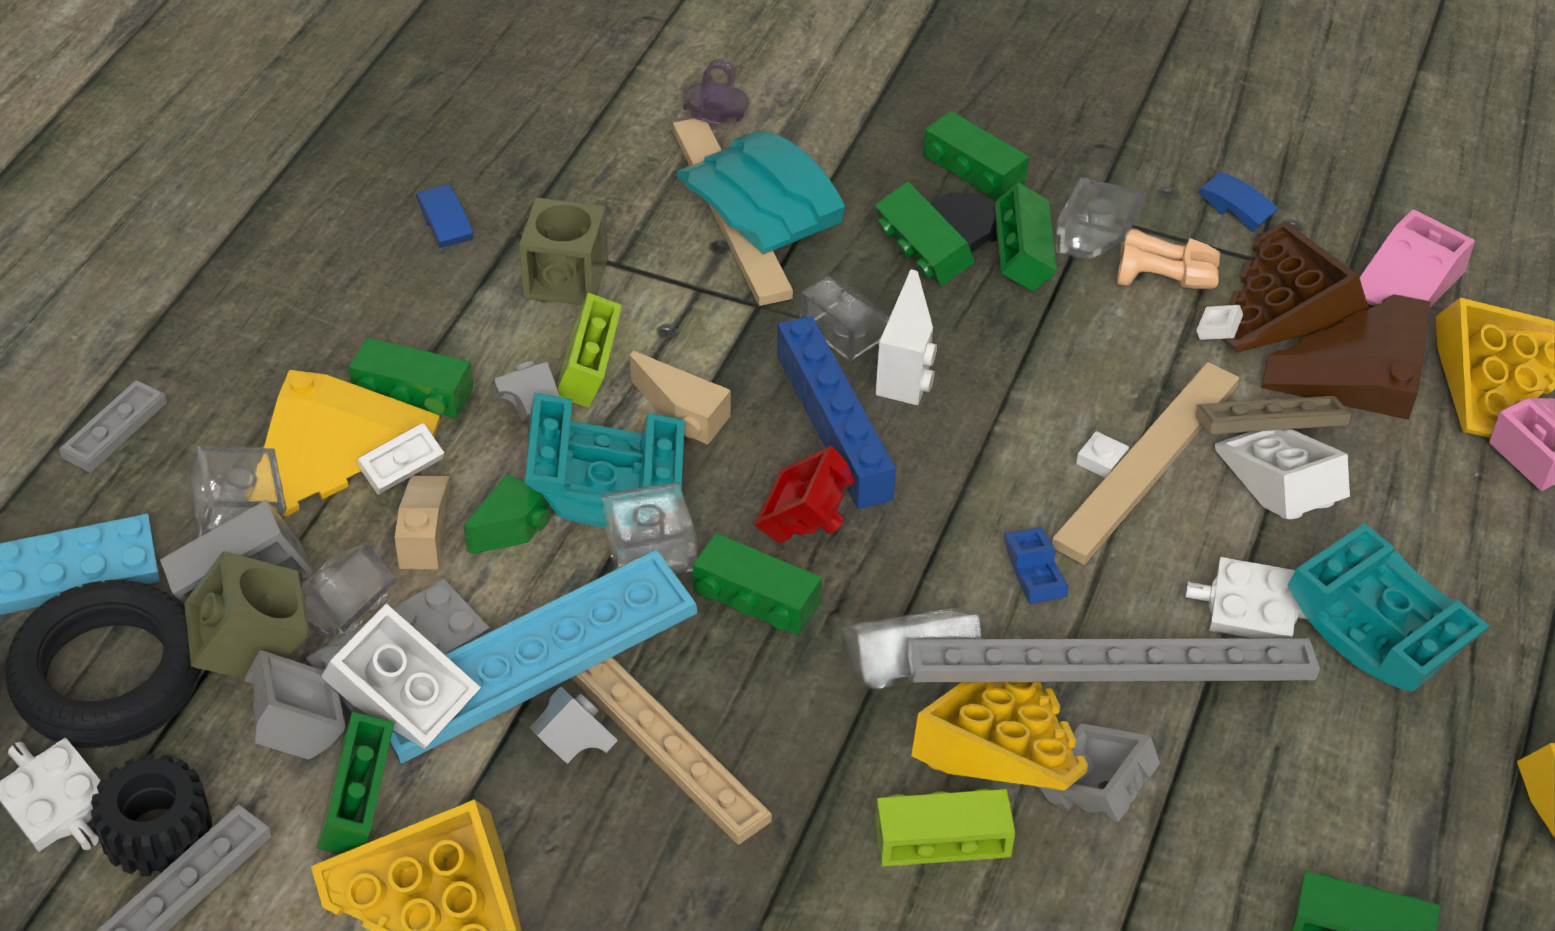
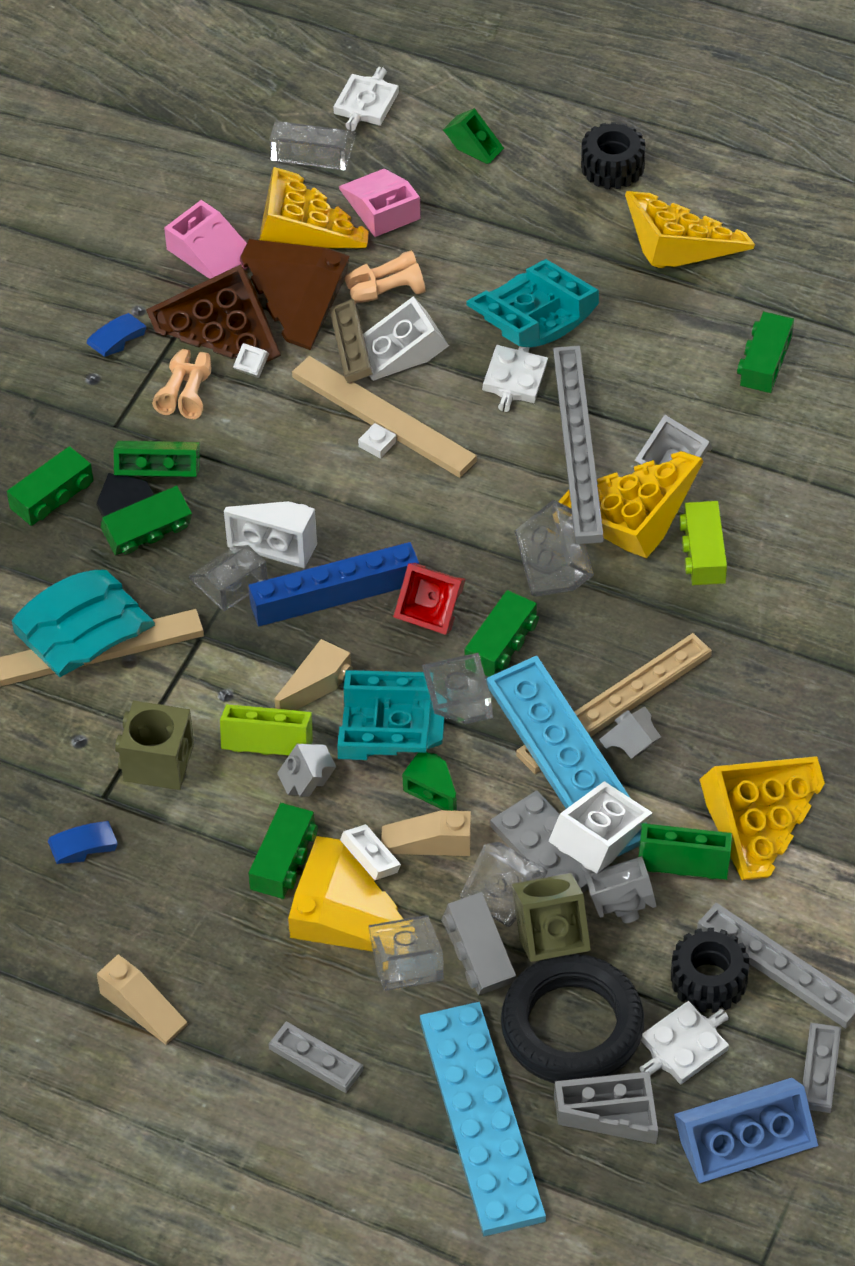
camera: 85 degrees left, 5 degrees up
(217, 266) = (139, 999): none -> tan slope
(1034, 565) = (474, 486): blue slope -> none
(1097, 218) = (146, 409): clear slope -> none
(1387, 435) = (365, 284): none -> light nougat piece

